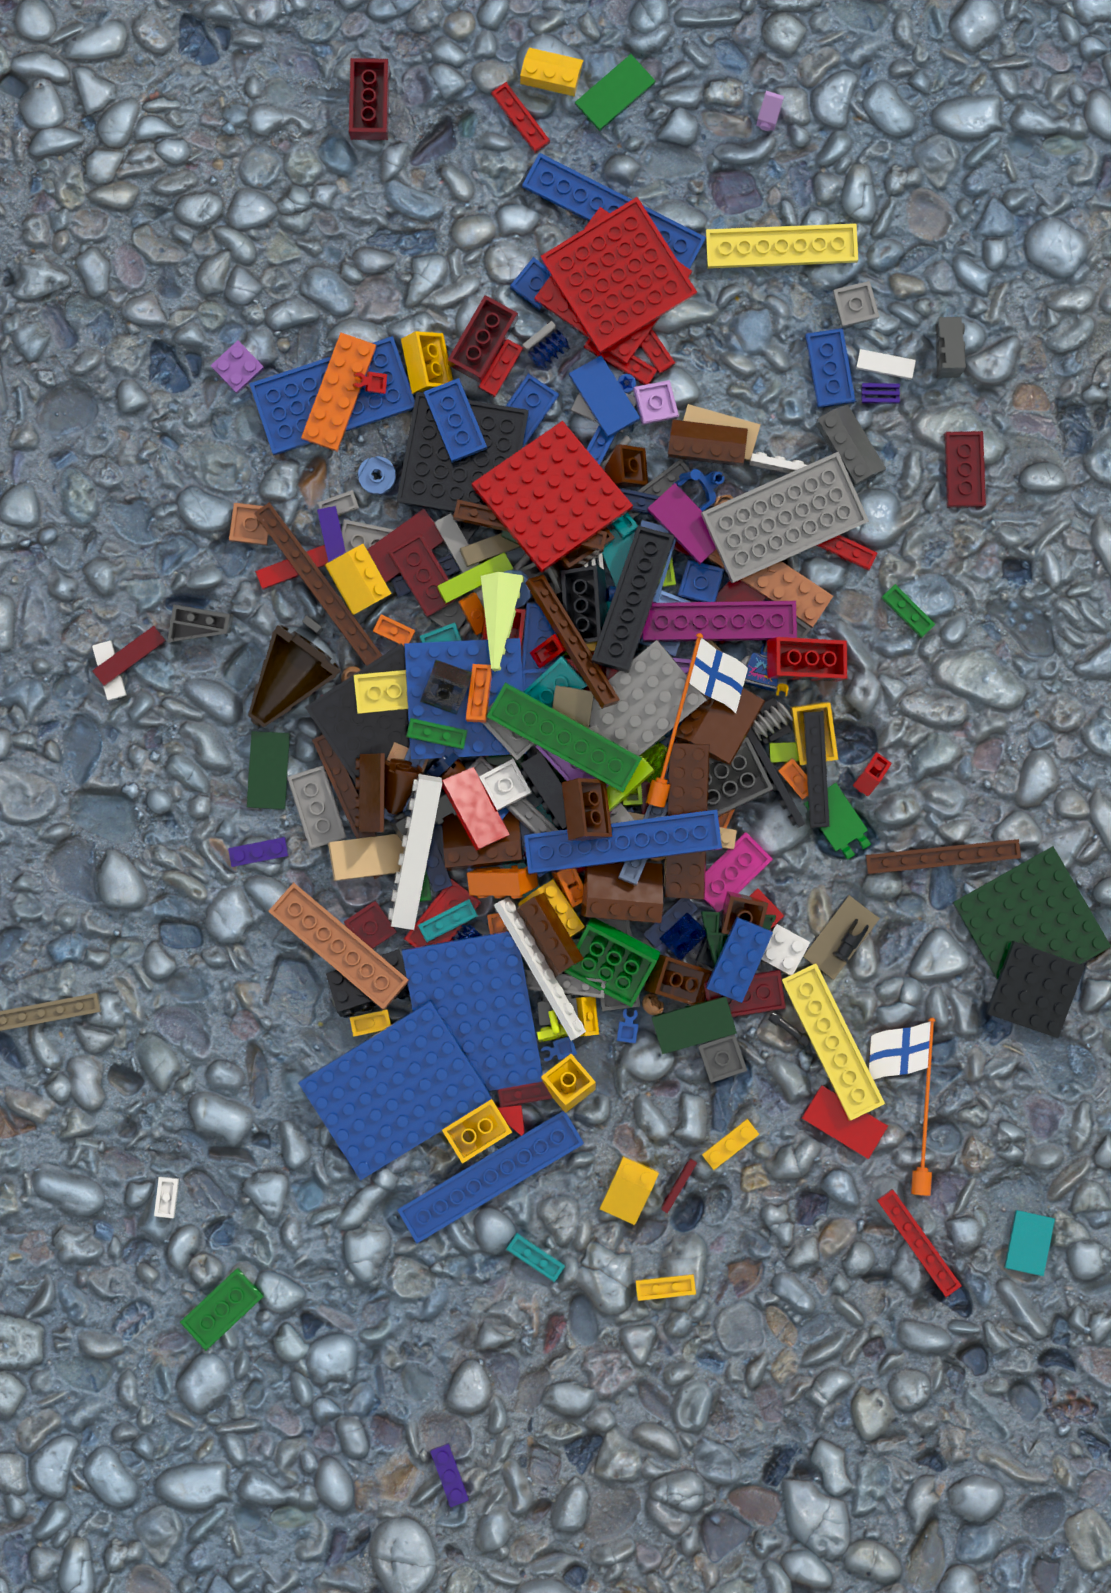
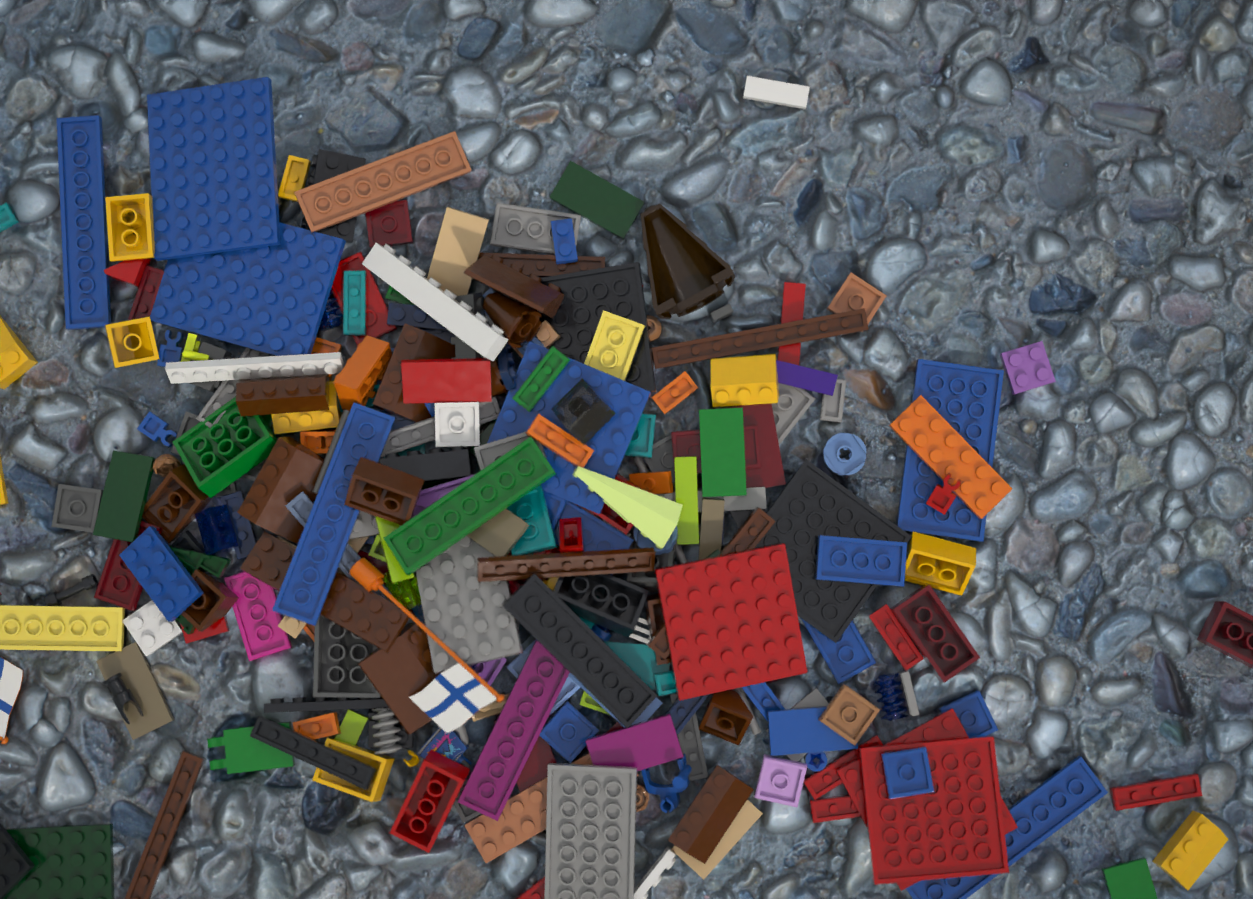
camera: 115 degrees right, 0 degrees up
(128, 656) = (780, 117): dark red tile -> none
(197, 623) = (780, 199): dark grey wedge -> none
(258, 852) = (520, 151): dark purple plate -> none
(315, 777) = (564, 241): none -> blue plate
(423, 567) = (722, 452): none -> green tile
(563, 872) = (344, 416): none -> dark grey bar
(578, 373) = (849, 714): none -> medium nougat tile
(588, 1015) = (188, 394): yellow plate -> none
(600, 307) = (907, 772): none -> blue tile
(872, 774) = (281, 808): red slope -> none

